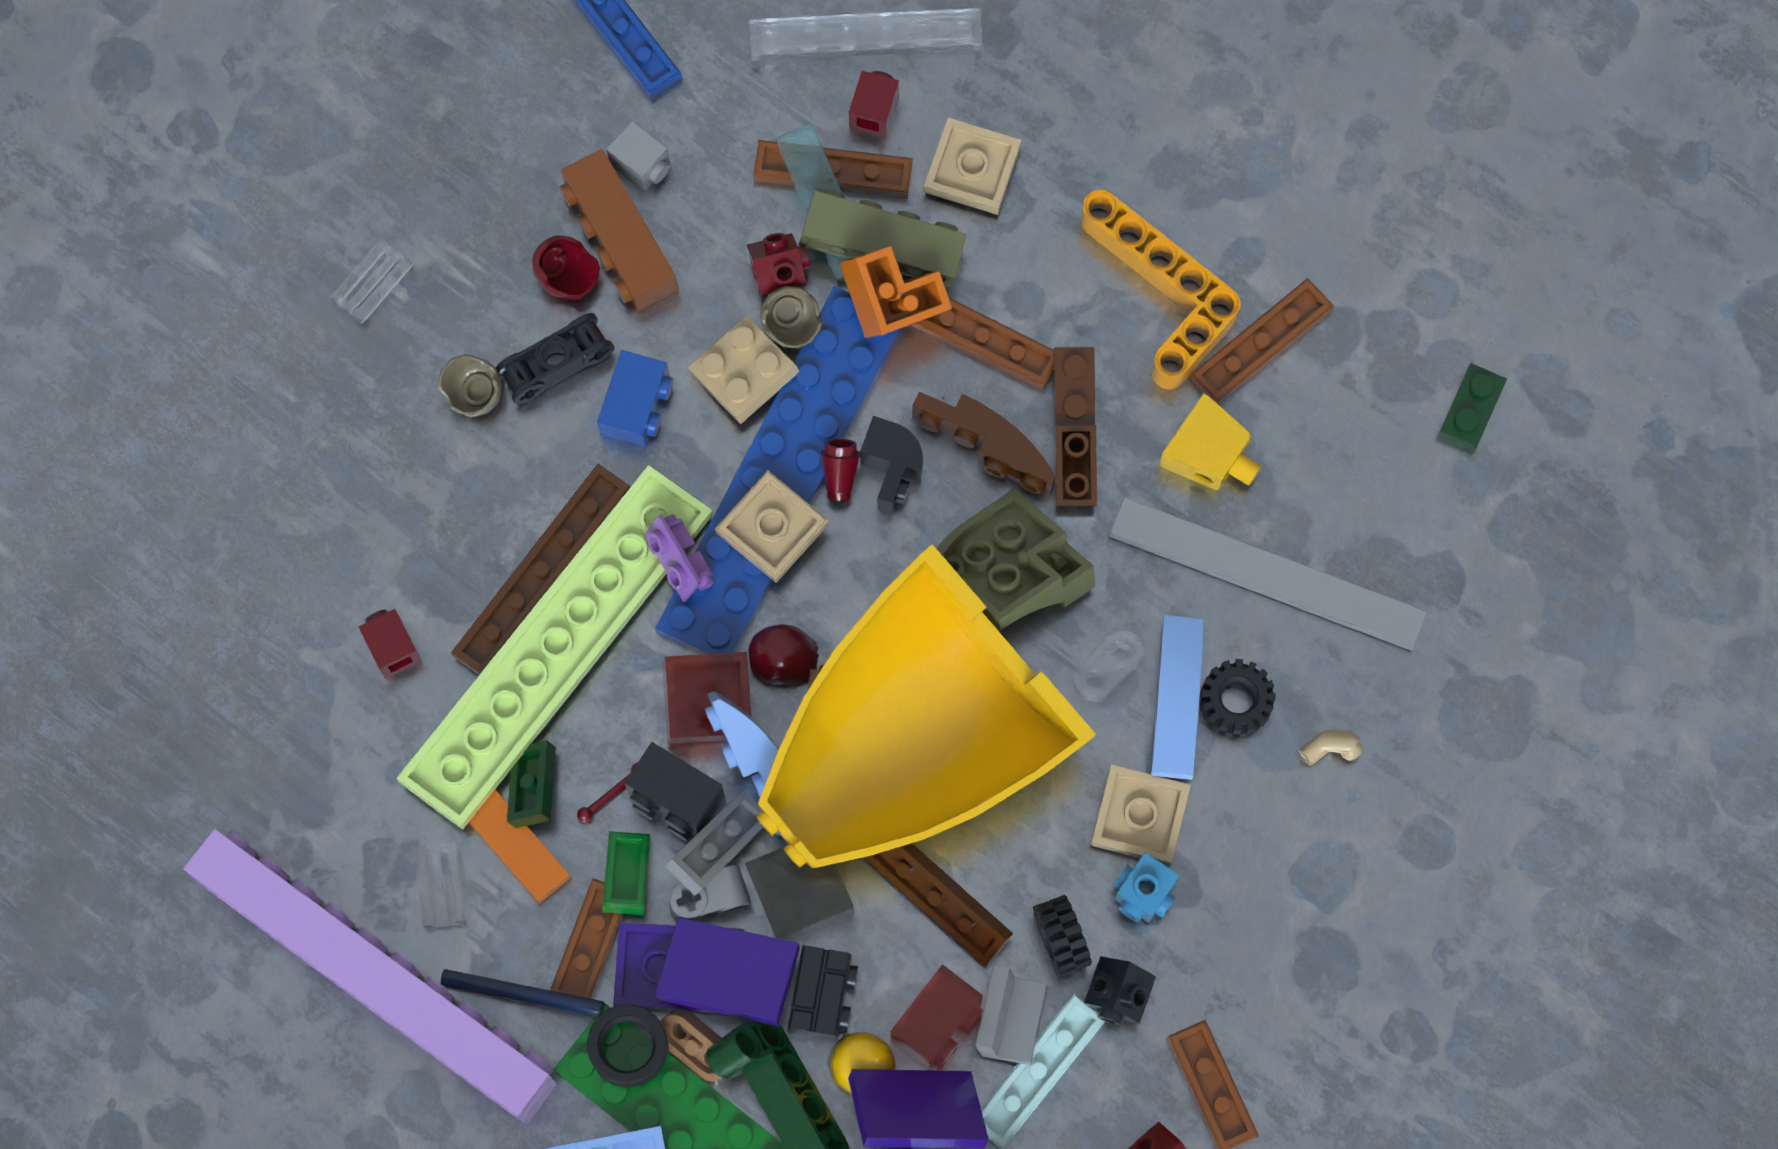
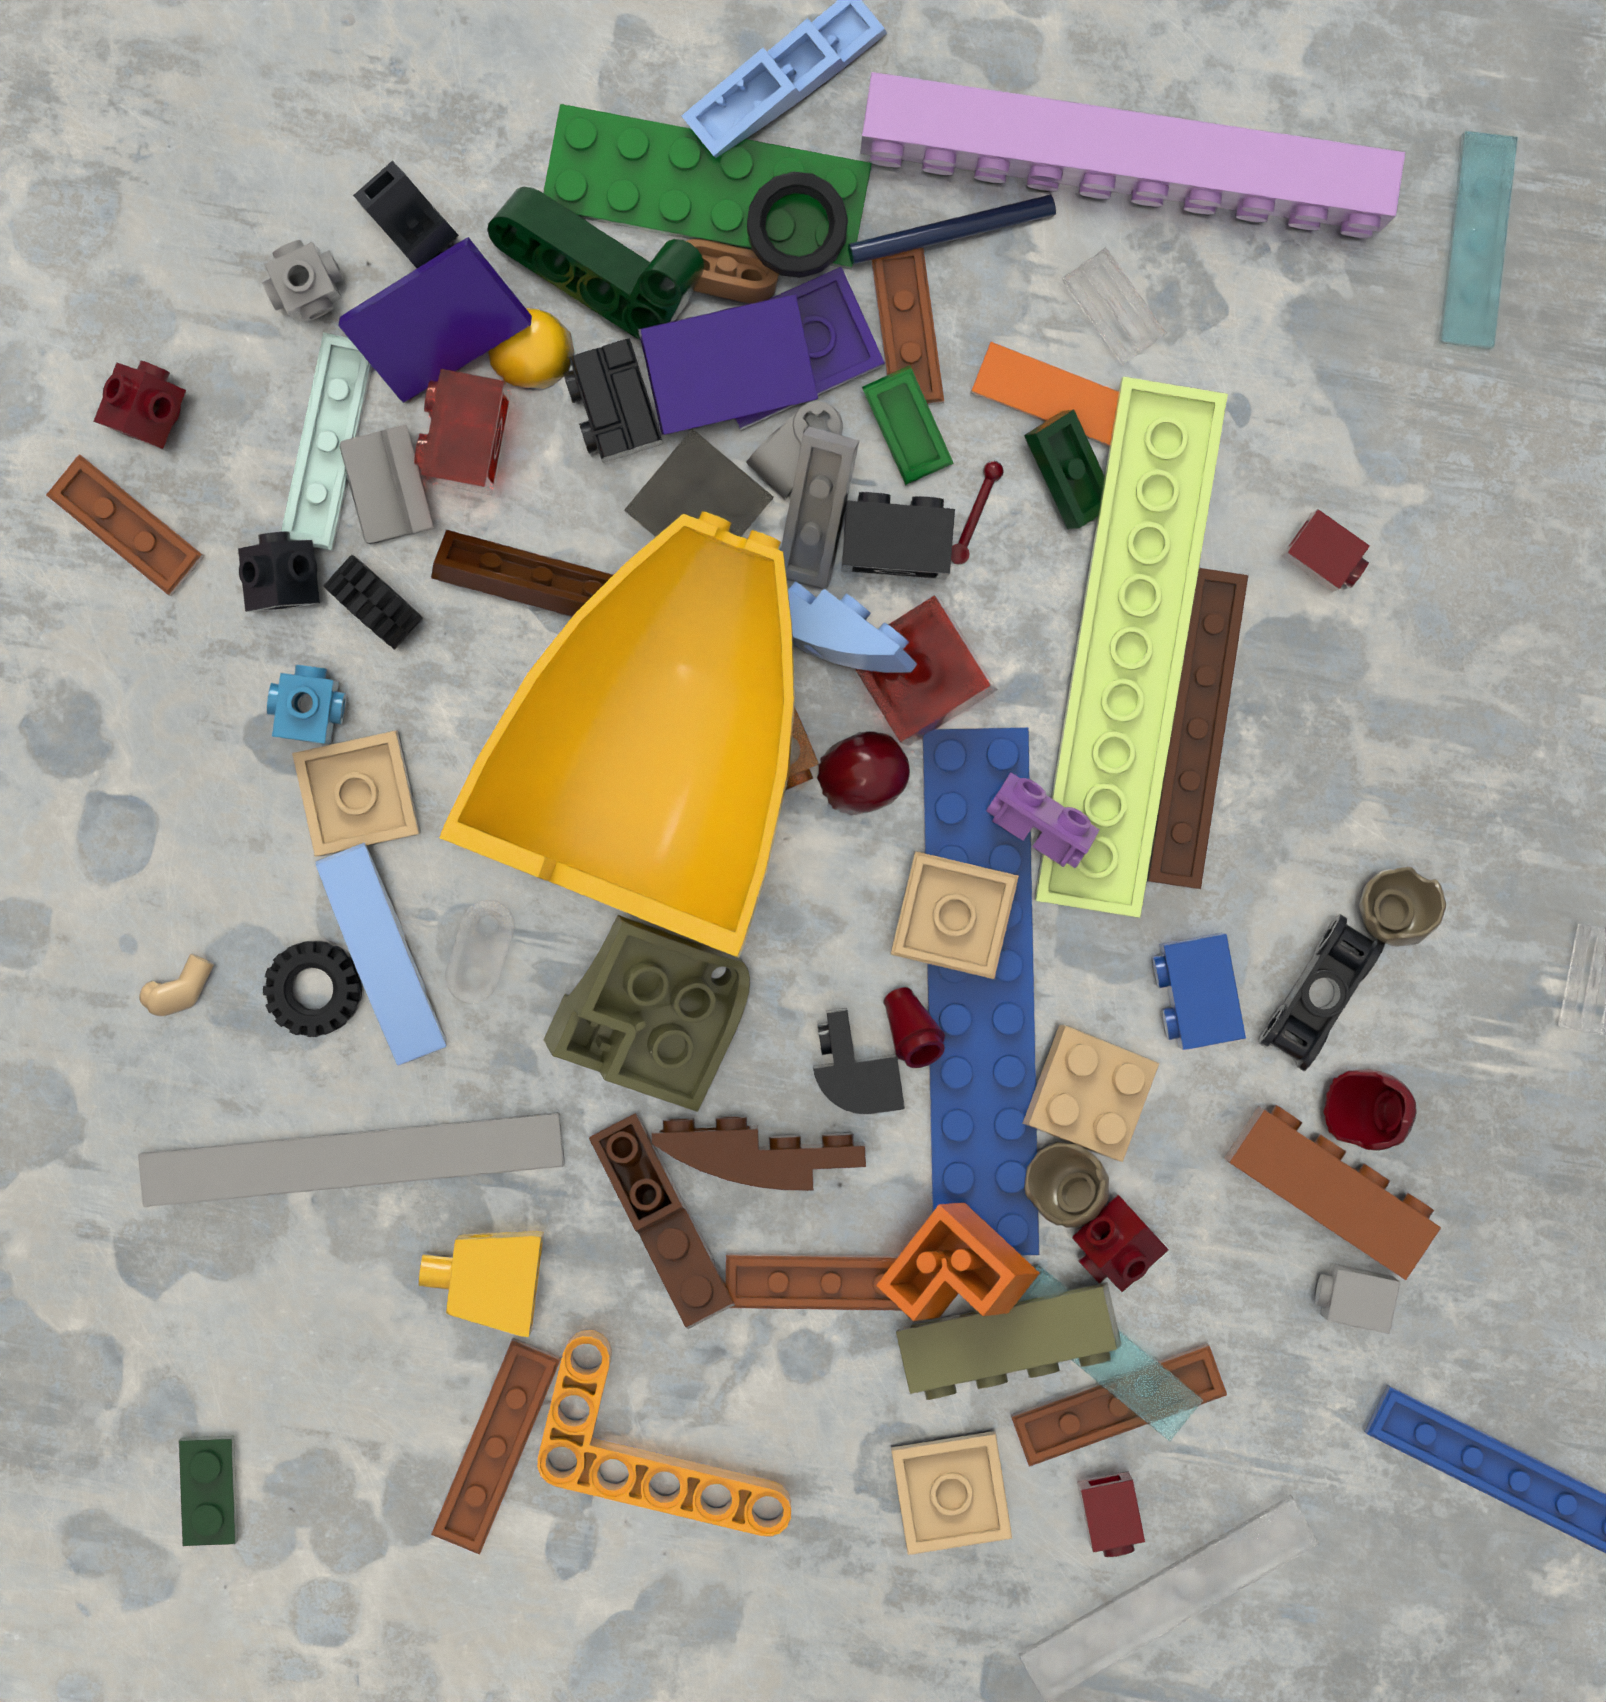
camera: 150 degrees right, 15 degrees up
(167, 802) = (1478, 240): none -> clear light blue tile

